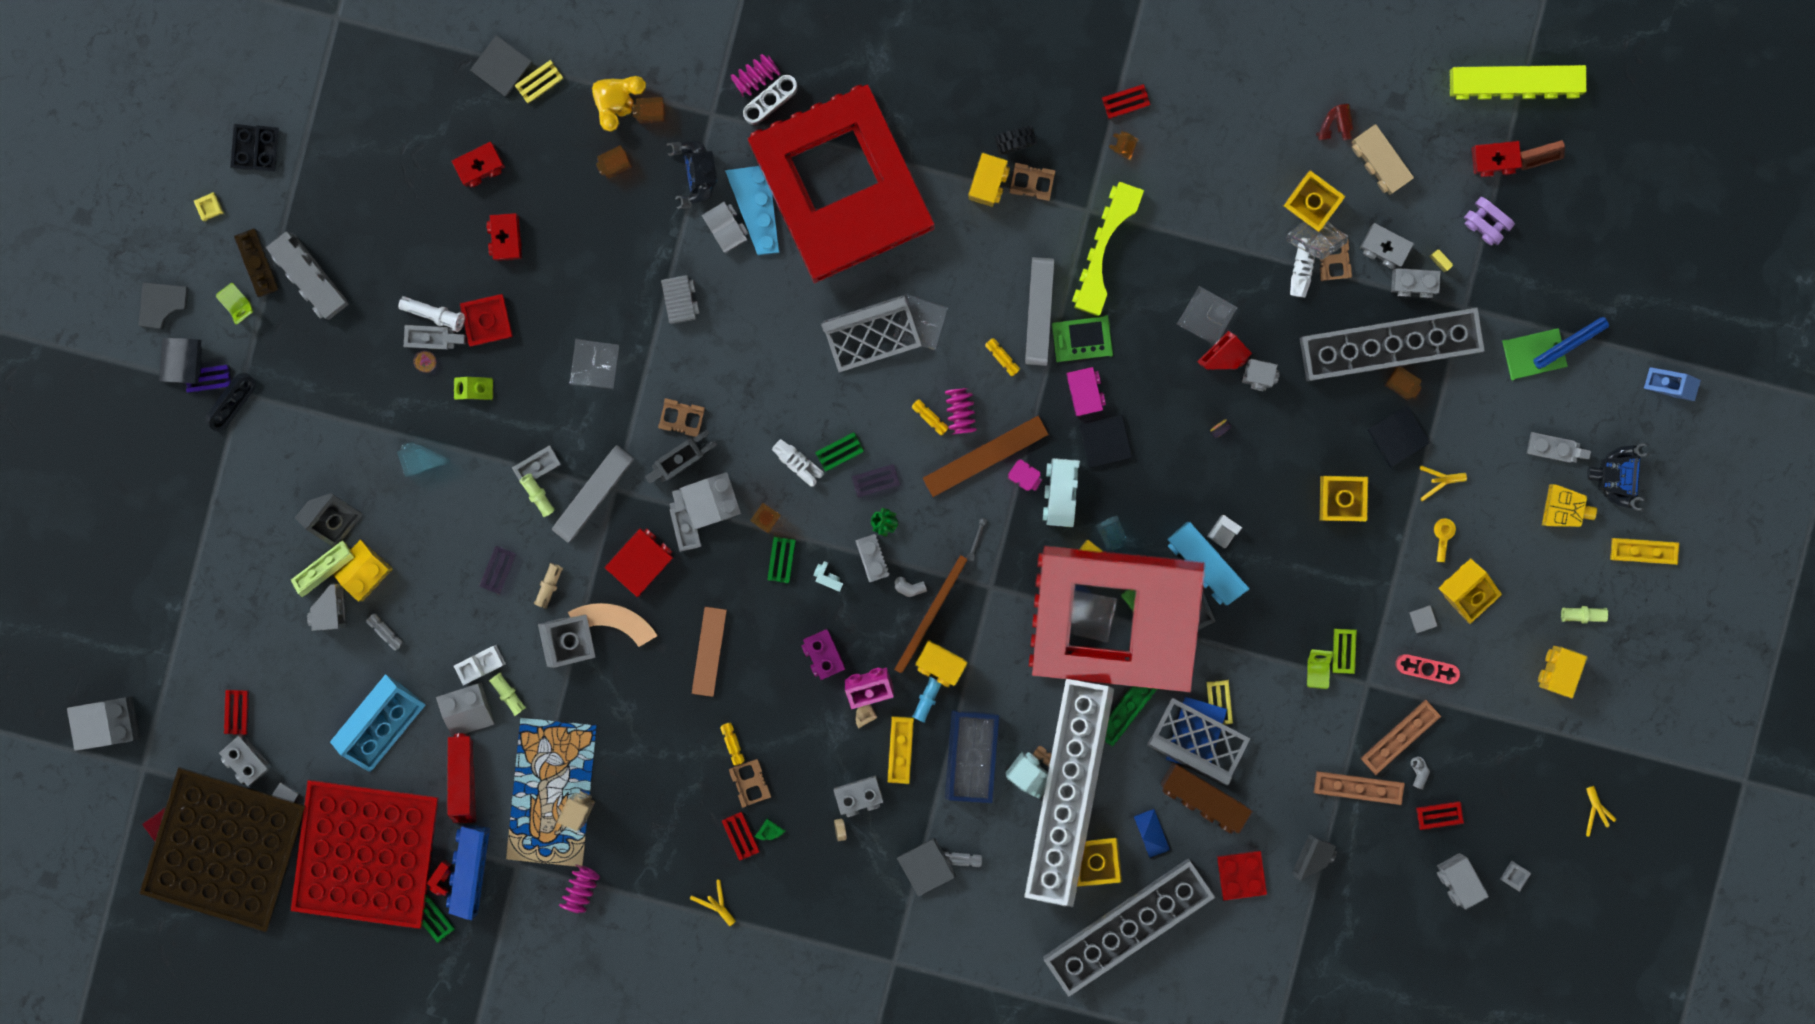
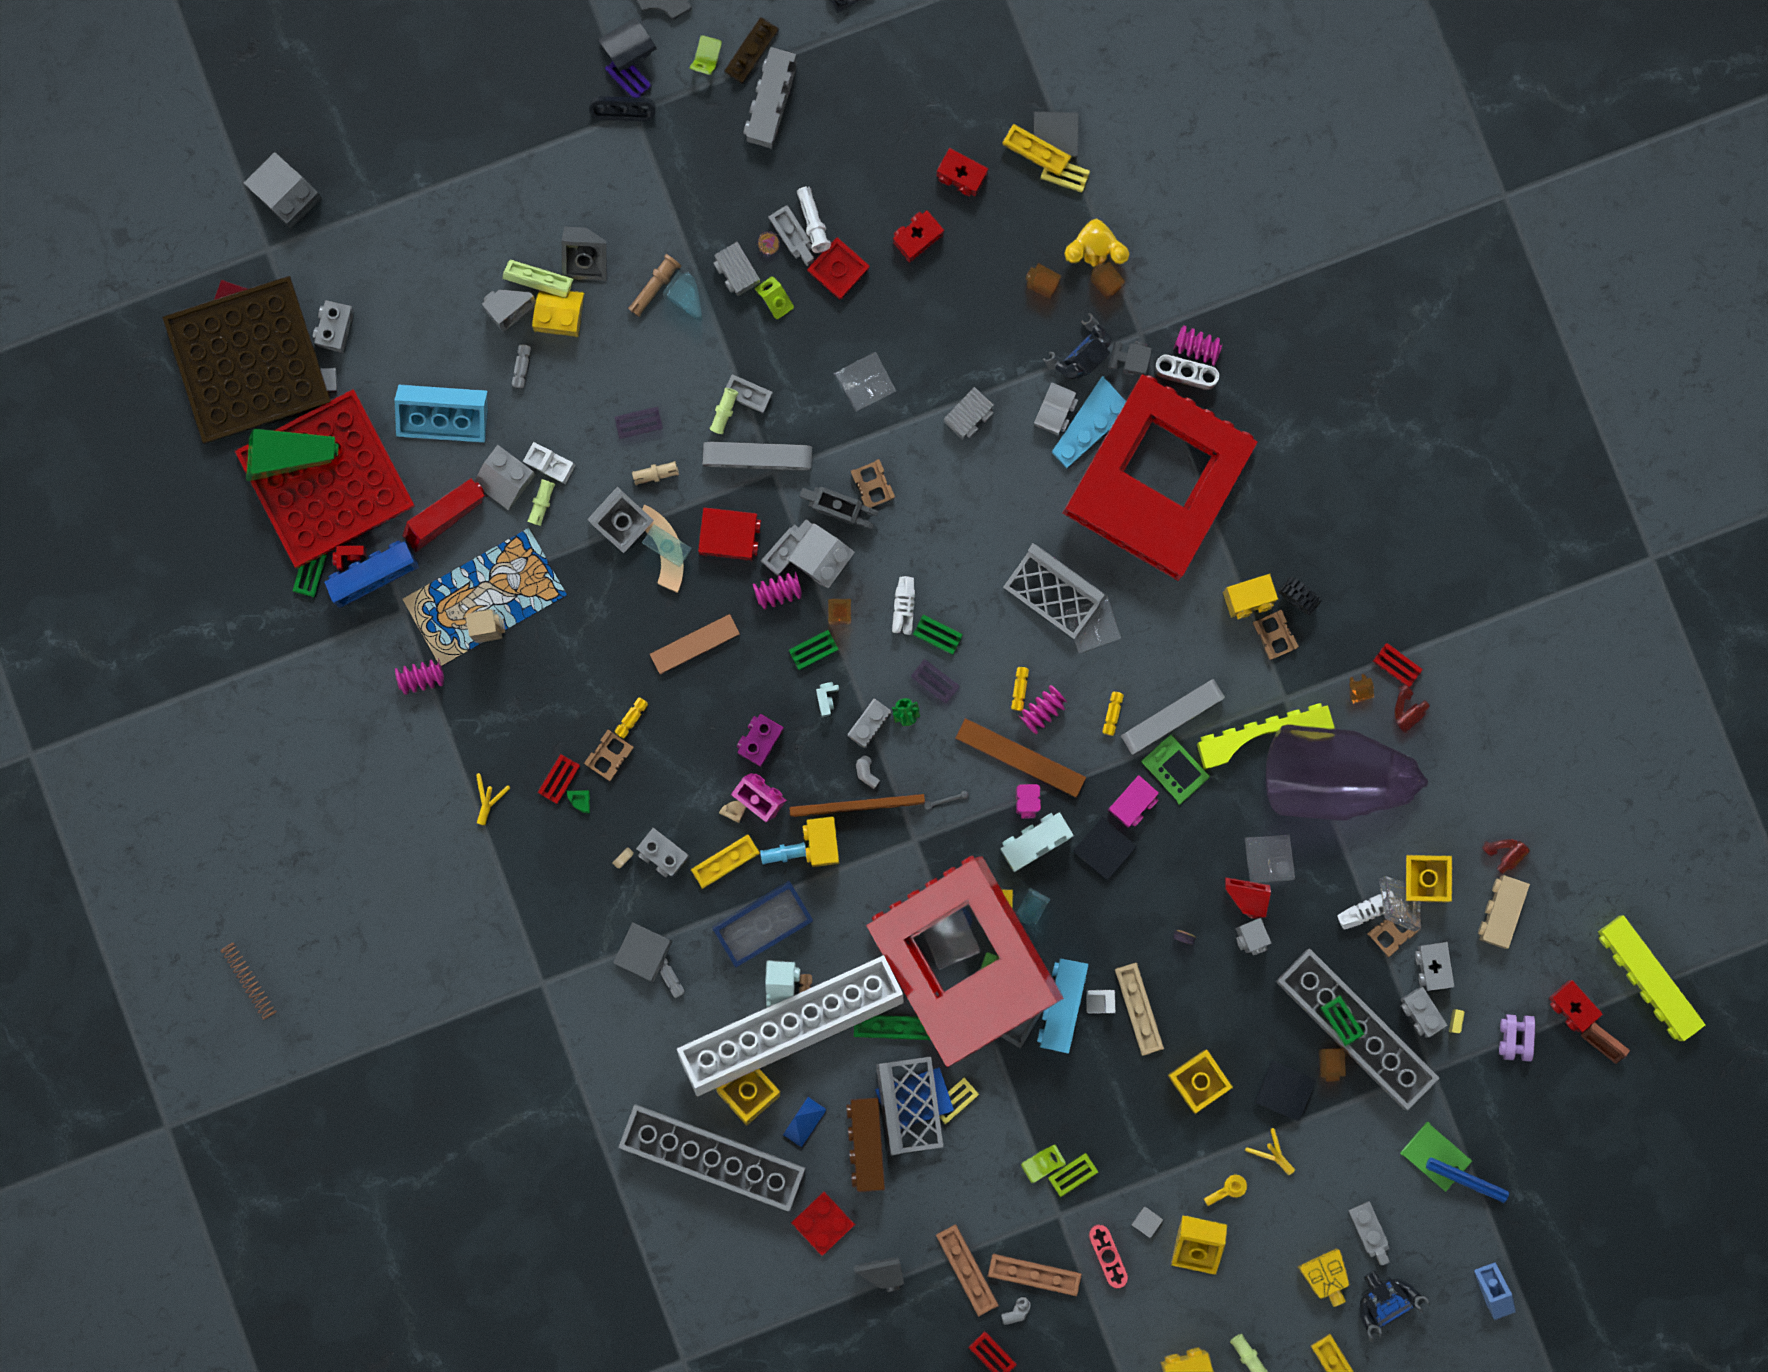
camera: 50 degrees right, 5 degrees down
(227, 718) = (363, 285): red tile -> none
(321, 871) = (284, 452): none -> green slope
(391, 469) = (660, 277): none -> medium nougat pin
(429, 403) = (736, 268): none -> light grey brick
(503, 91) = (1036, 150): none -> yellow tile
(614, 618) = (666, 545): none -> clear light blue plate
(714, 555) = (778, 590): none -> dark pink piece
(730, 134) = (1135, 360): none -> dark grey brick
(1174, 115) = (1411, 716): none -> clear red plant
(1180, 215) = (1337, 774): none -> clear purple windscreen
(1251, 505) = (1139, 1009): none -> tan tile
(1359, 351) = (1324, 1008): none -> green tile

